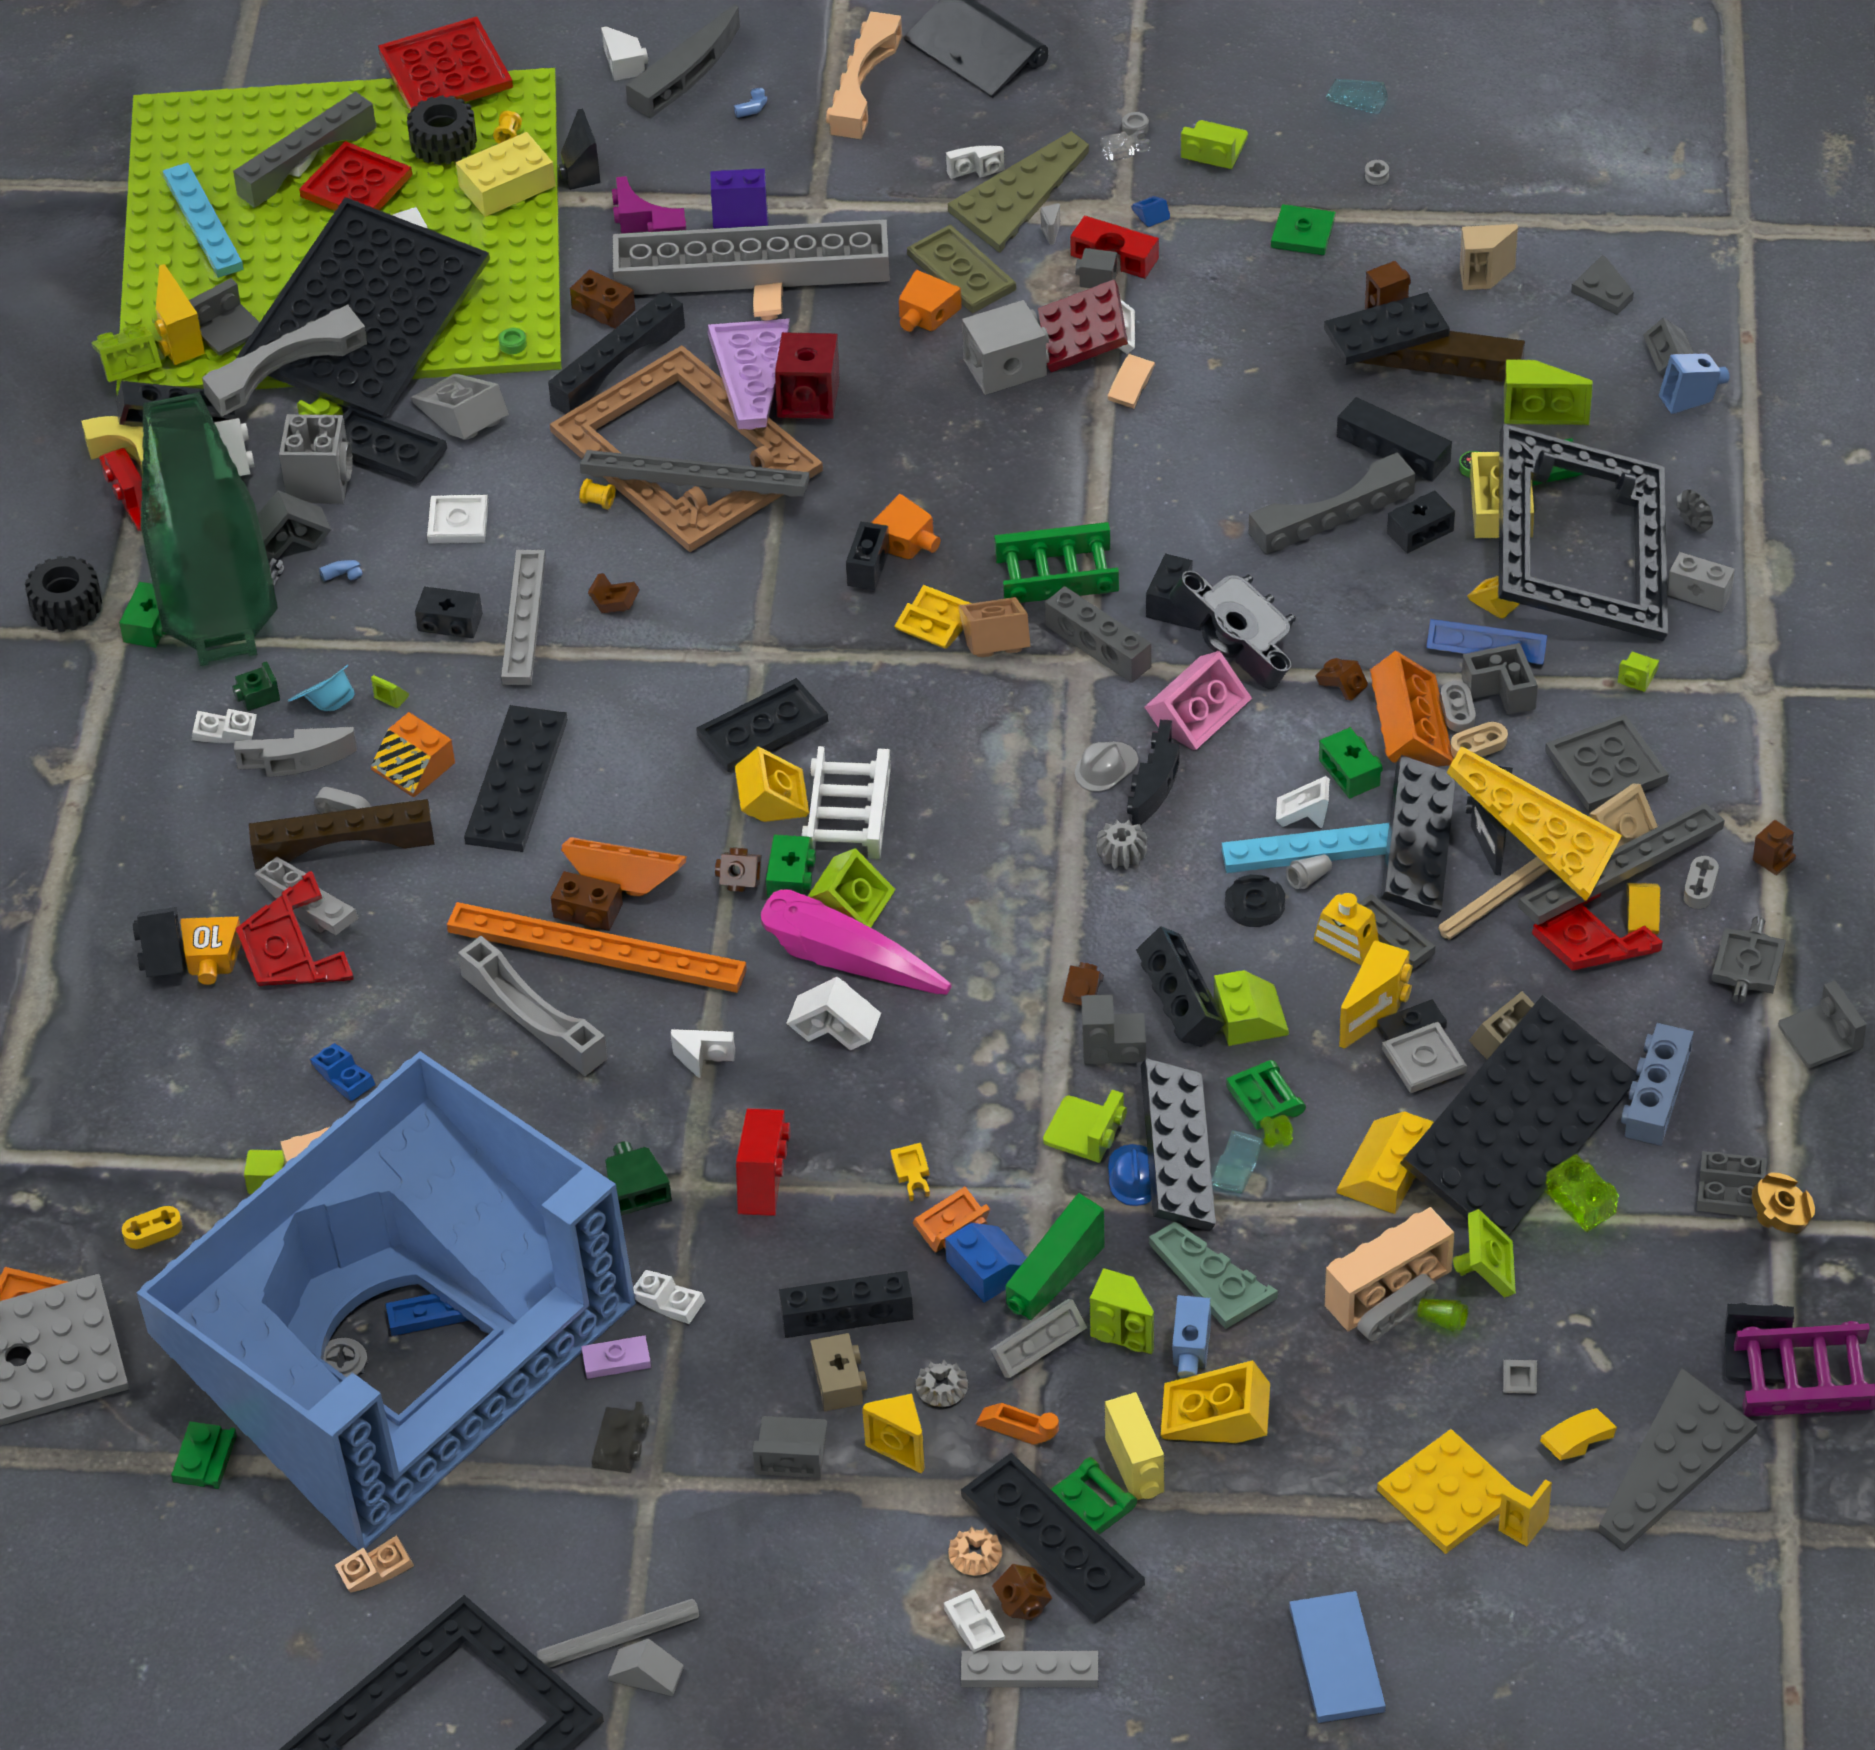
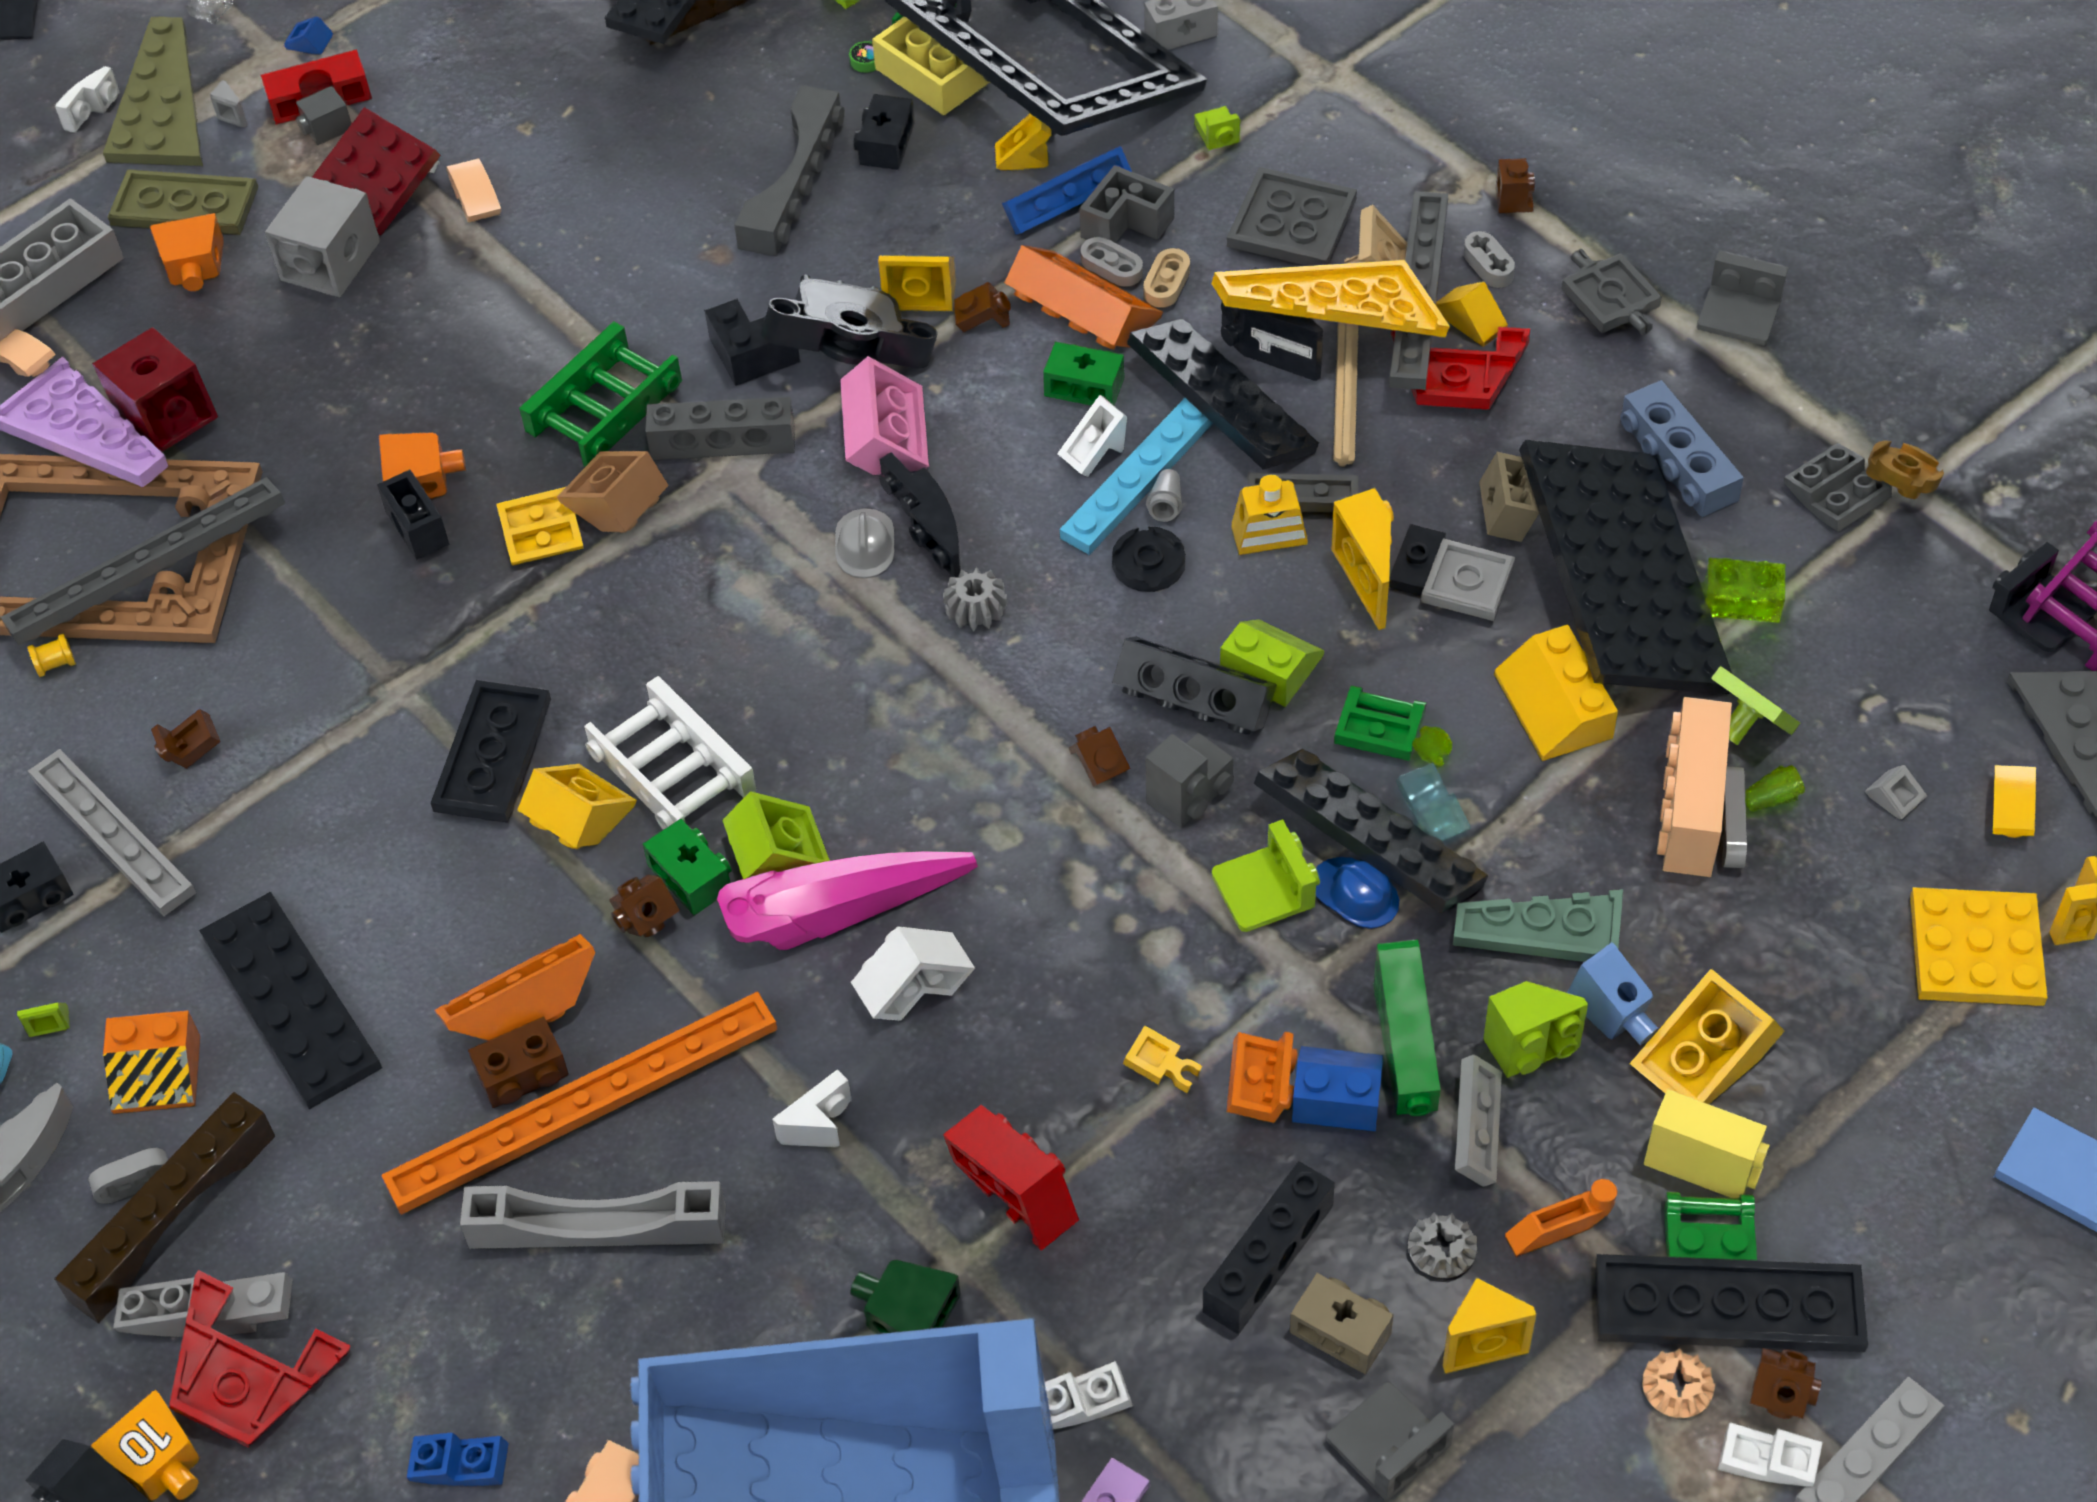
camera: 45 degrees left, 5 degrees up
(1319, 628) = (919, 281): none -> yellow slope
(1387, 434) = (772, 78): black brick -> none

